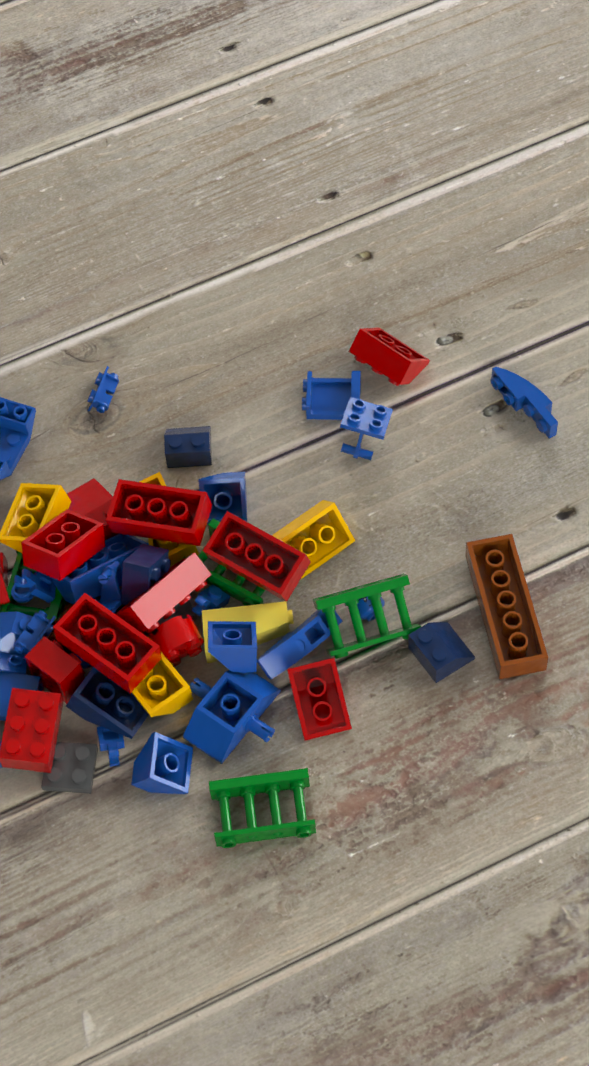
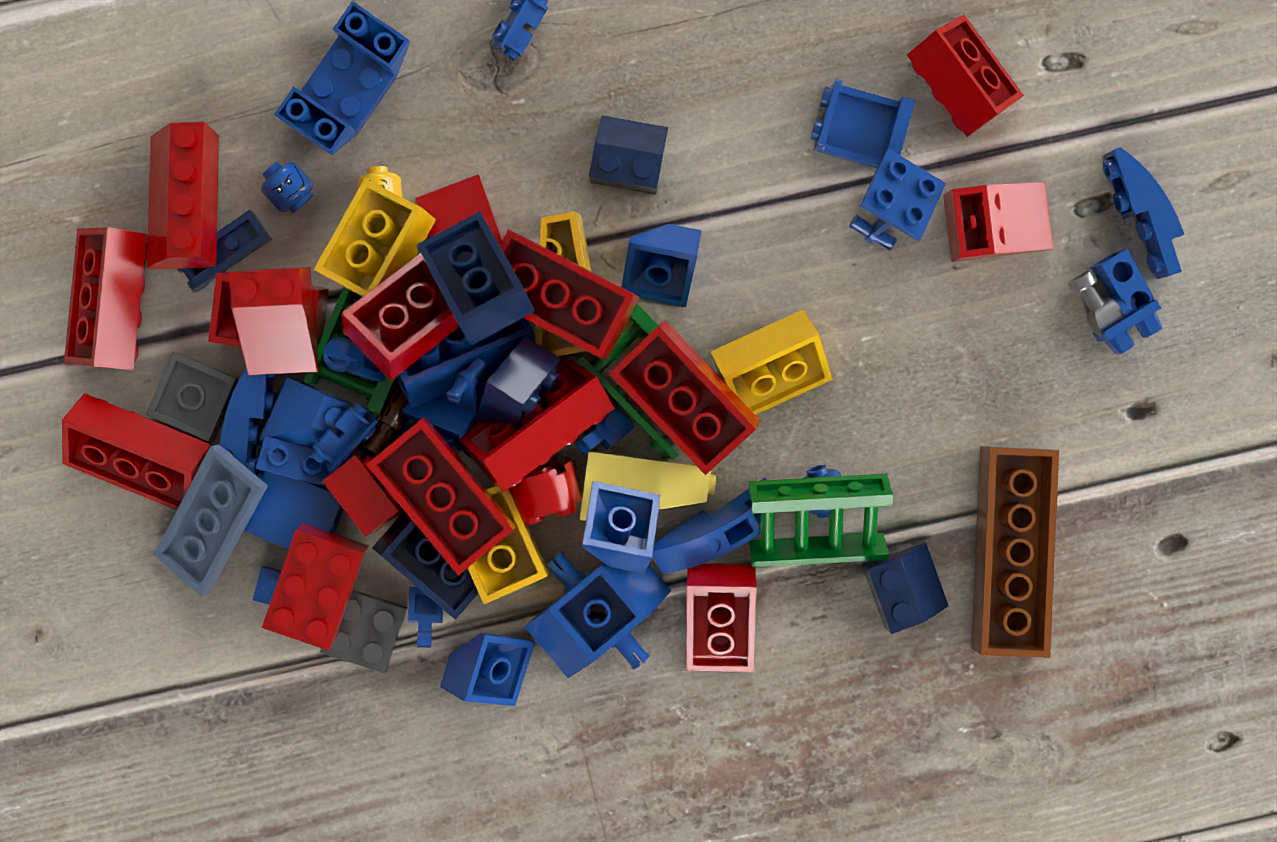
camera: 10 degrees right, 30 degrees up
(105, 506) = (475, 278): none -> dark blue slope
(248, 787) = (594, 728): green fence -> none
(432, 425) = (997, 220): none -> slope
(531, 452) = (1127, 305): none -> blue hips

